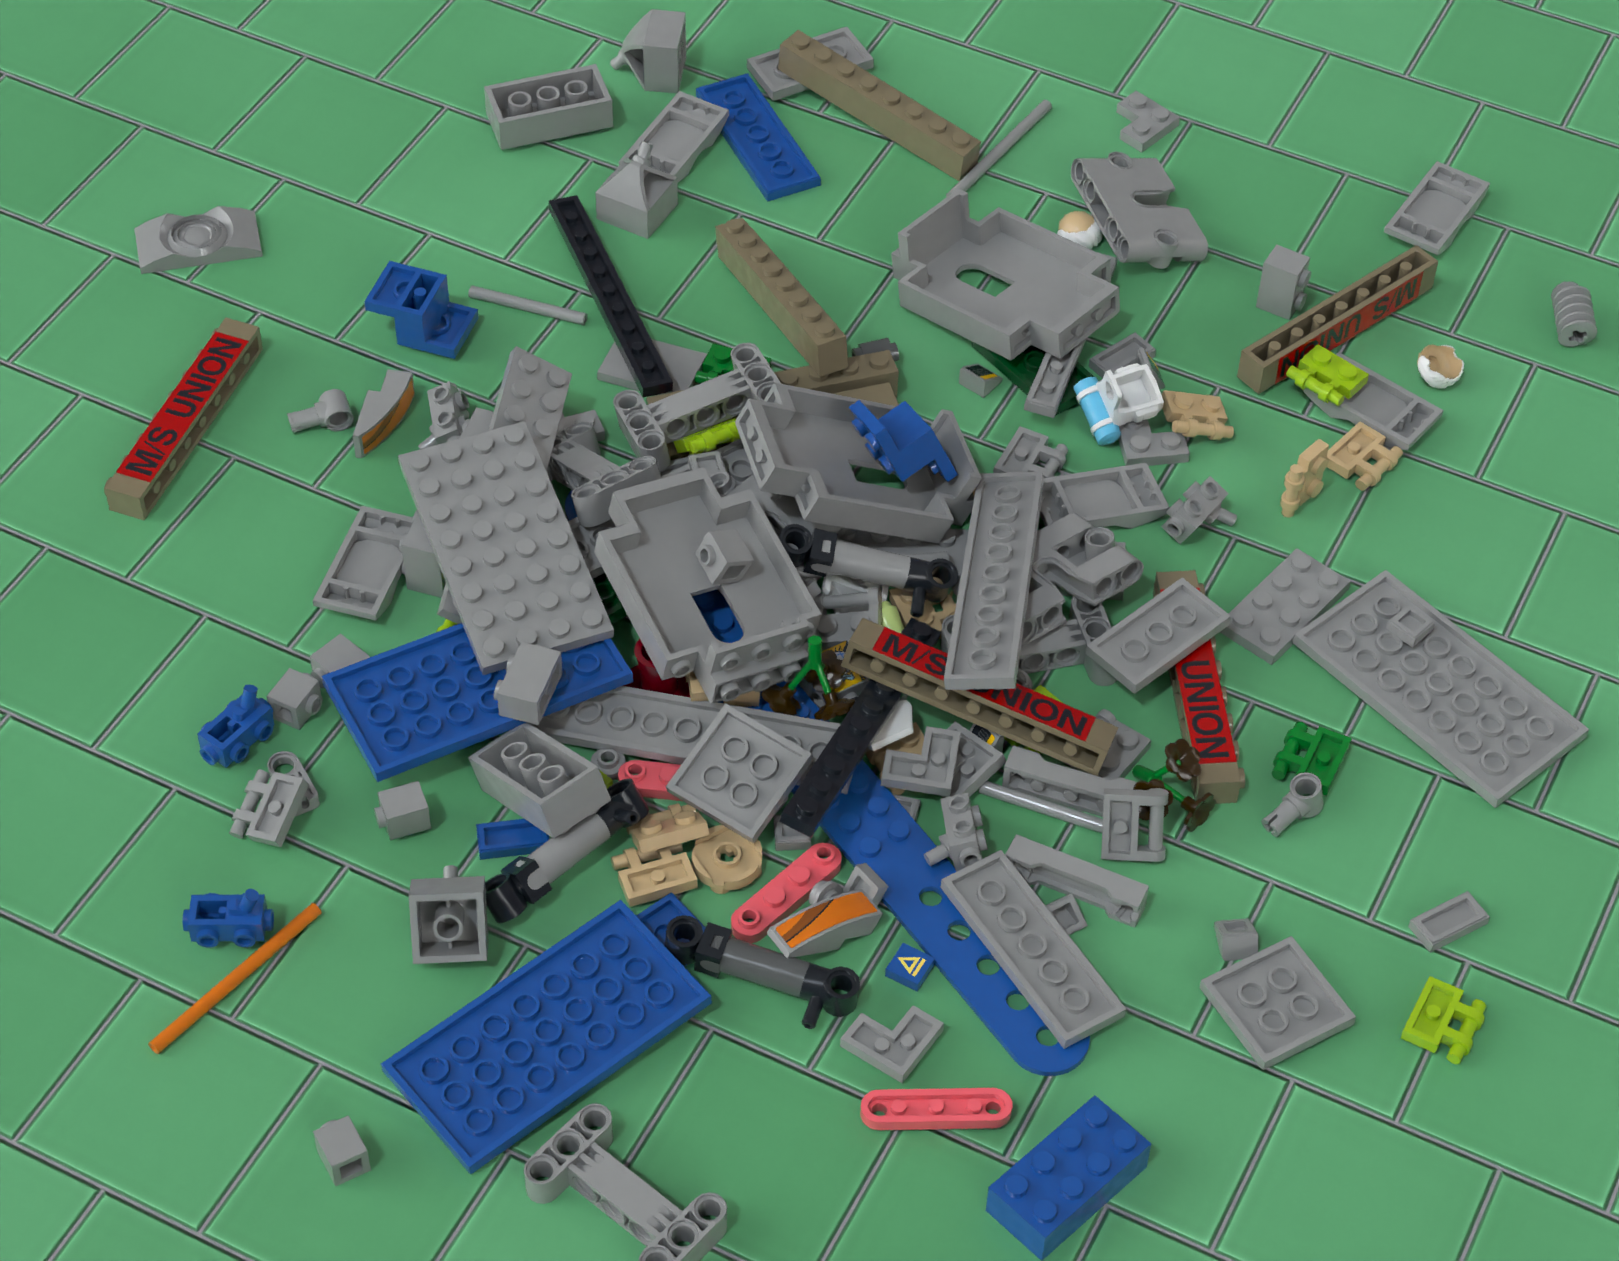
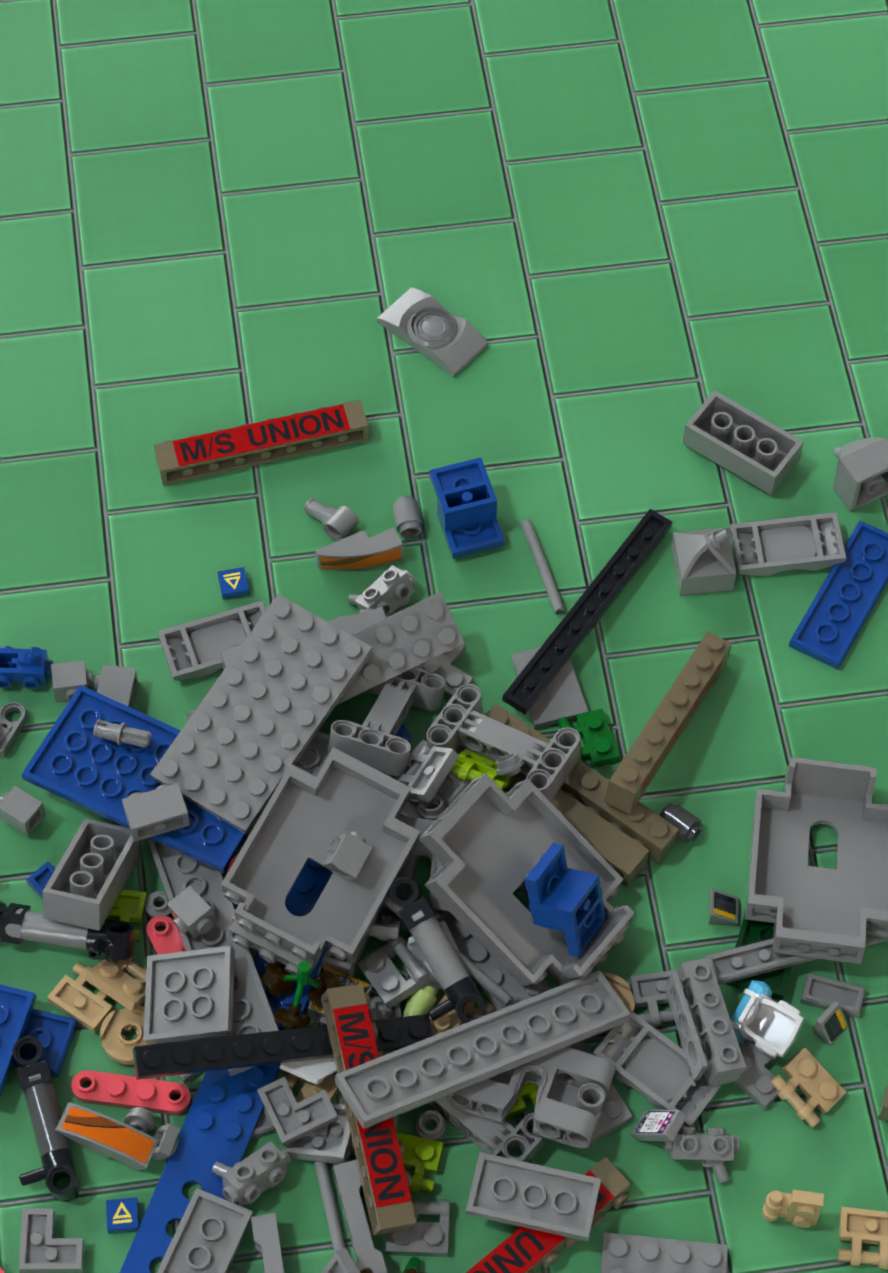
camera: 55 degrees right, 10 degrees up
(313, 523) = (233, 583): none -> blue tile
(378, 359) = (407, 517): none -> light grey brick
(415, 666) = (121, 733): none -> light grey axle
(656, 723) = (191, 913): none -> light grey brick
(686, 453) = (428, 771): none -> light grey plate
(732, 404) = (509, 765): none -> light grey plate
(1088, 435) = (704, 1023): none -> light grey brick
(1155, 522) = (658, 1125): none -> tile

